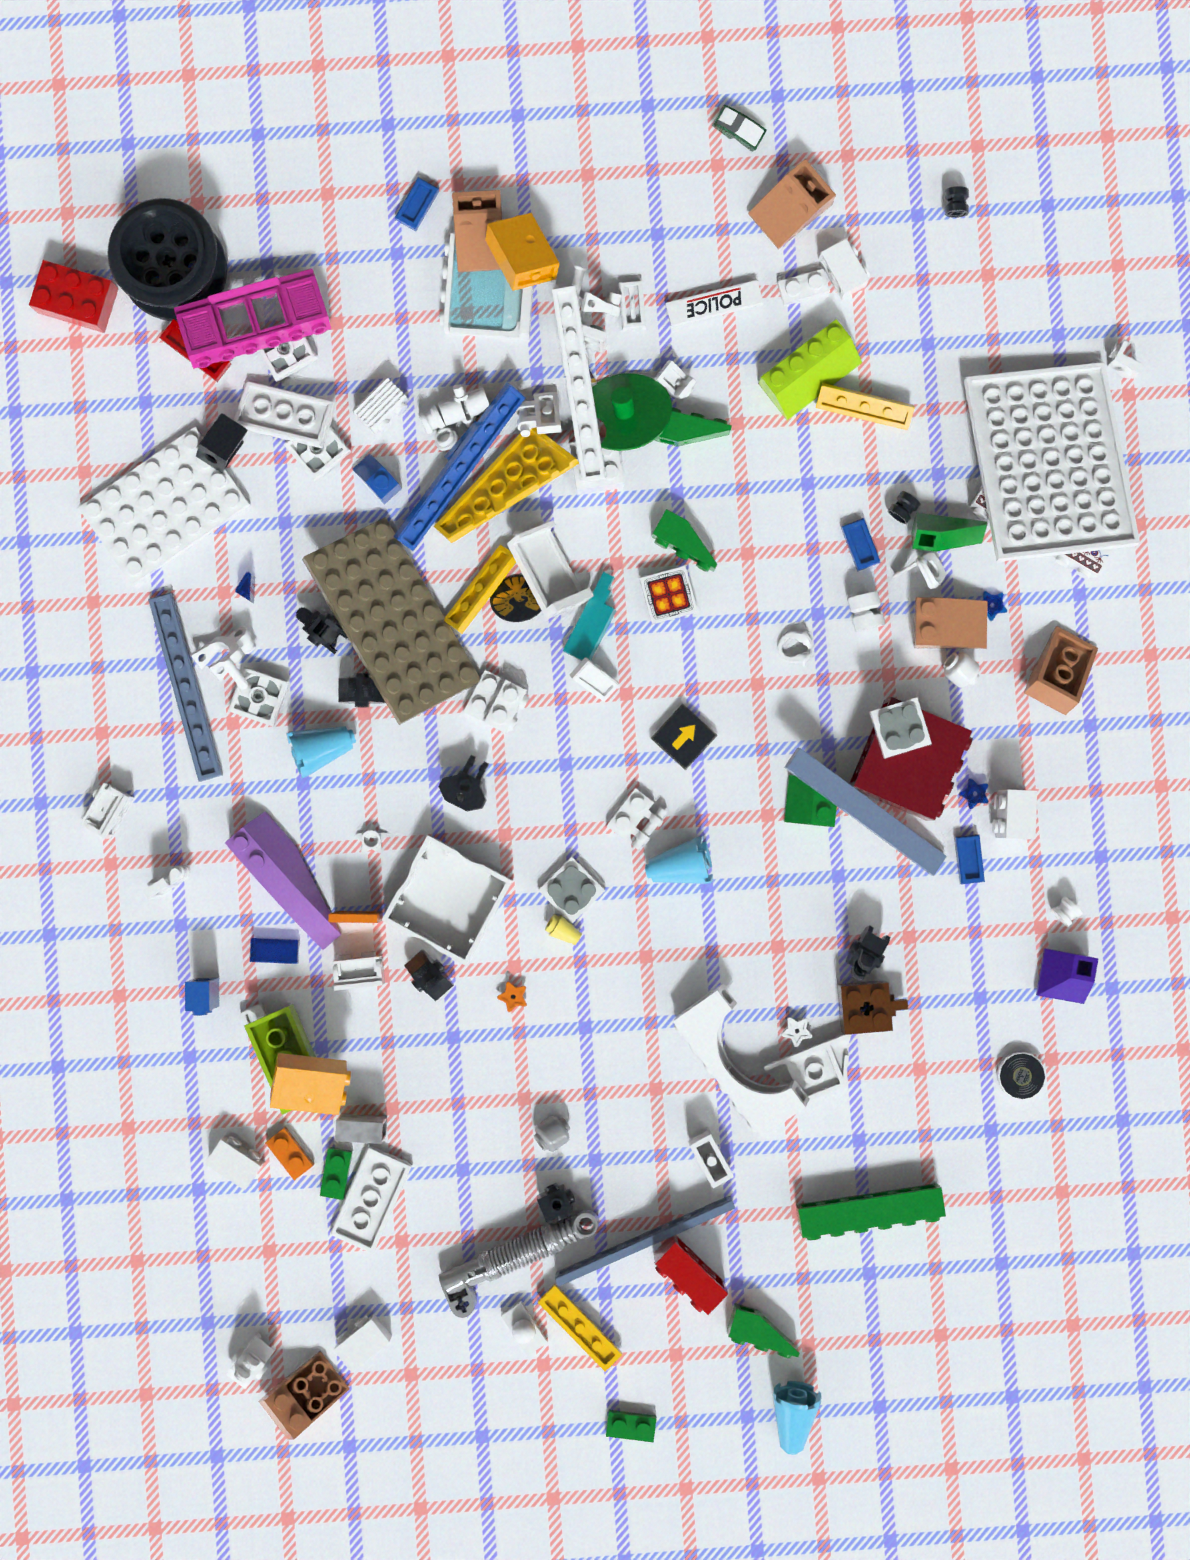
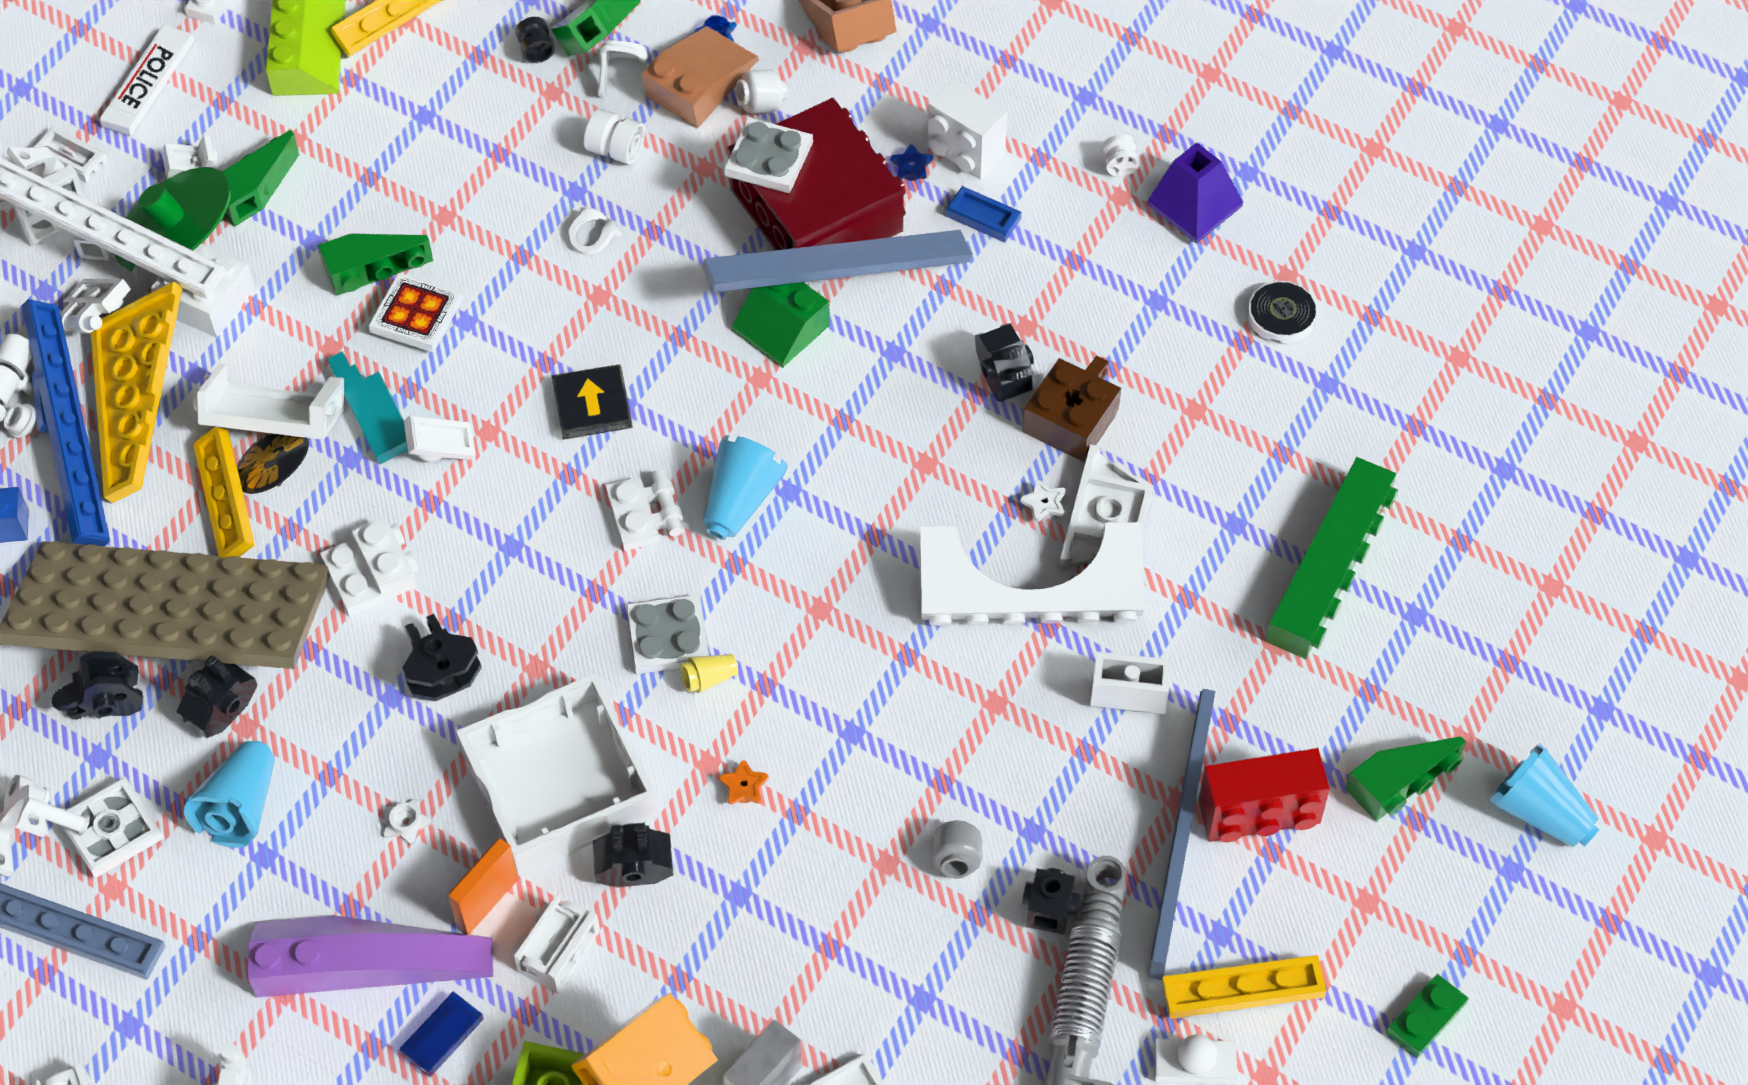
camera: 55 degrees left, 30 degrees down
(860, 544) = (537, 106): blue tile -> none

